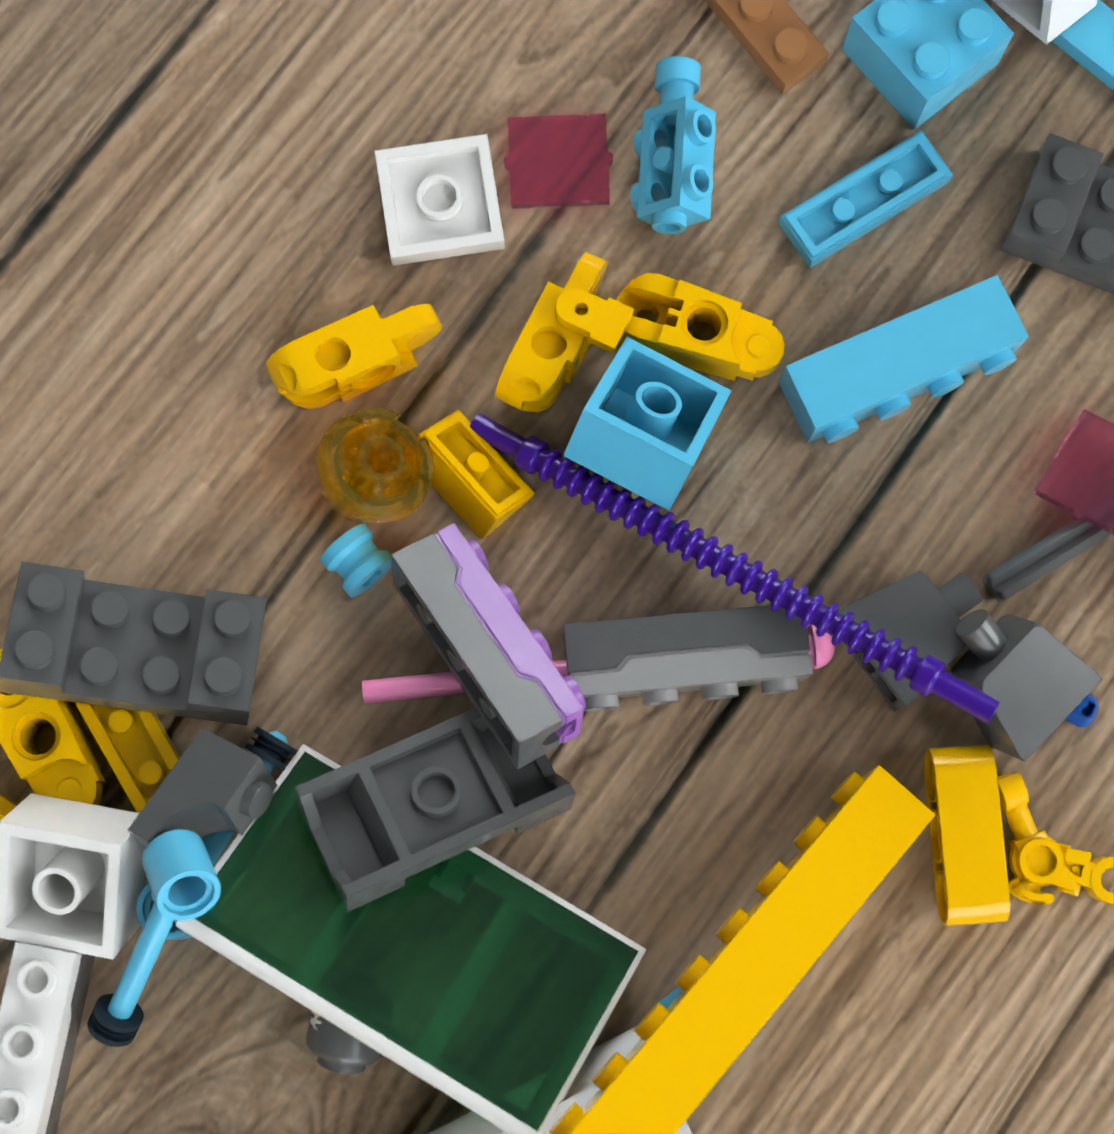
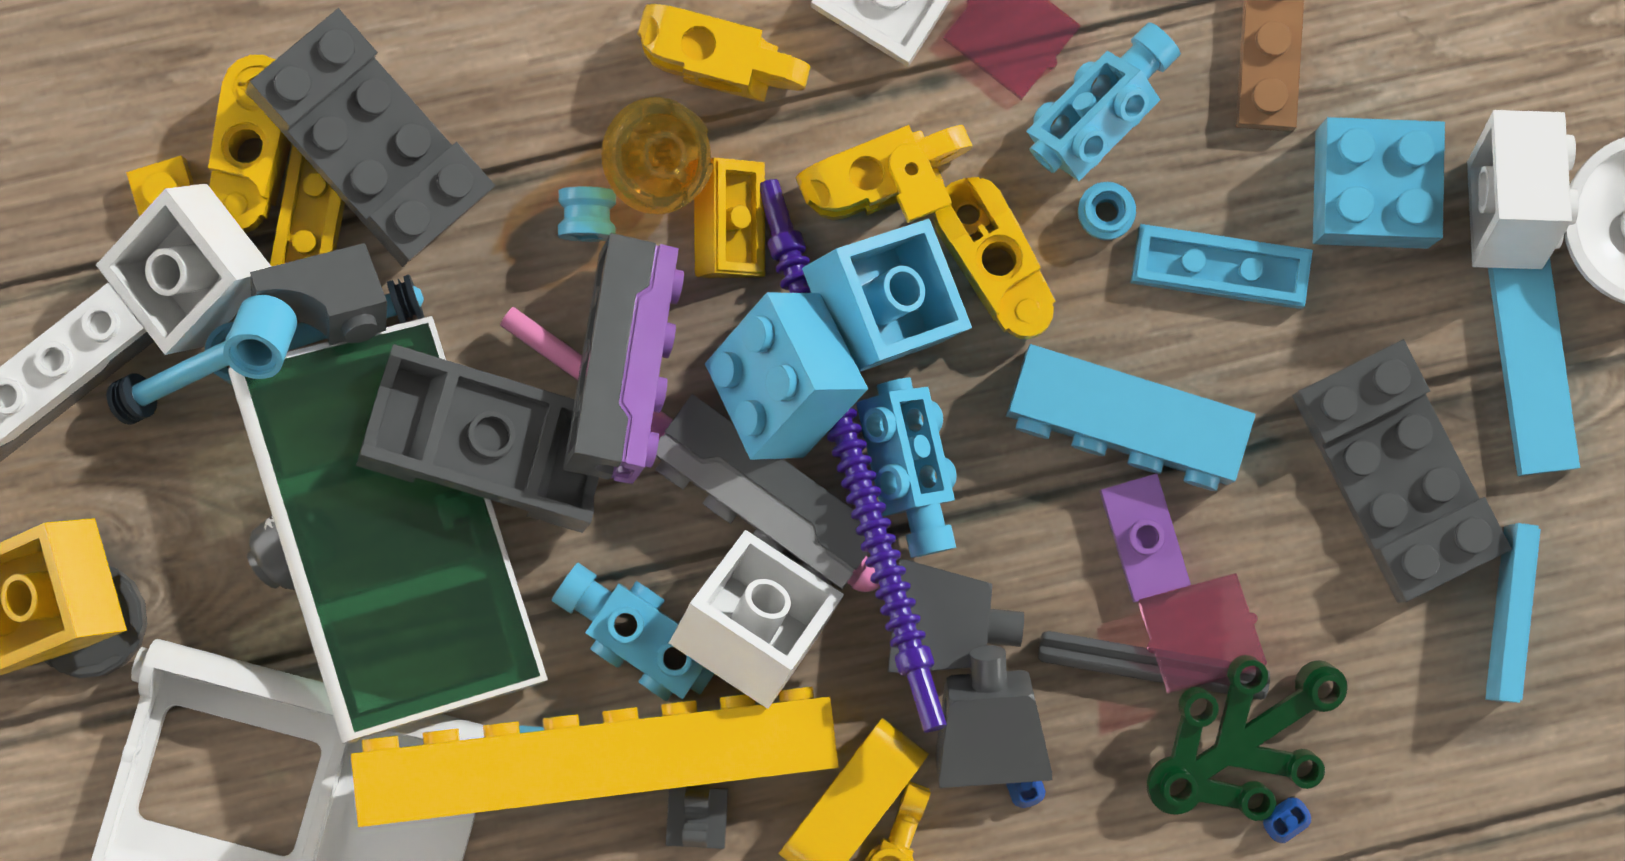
camera: 45 degrees right, 5 degrees up
(626, 545) = (785, 375): none -> medium azure brick
(700, 844) = (642, 649): none -> medium azure brick
(746, 213) = (1115, 195): none -> medium azure plate
(767, 534) = (905, 461): none -> medium azure brick
(771, 755) = (755, 618): none -> white brick
(858, 955) = (697, 817): none -> dark grey tile
(993, 442) = (1145, 537): none -> medium lavender plate

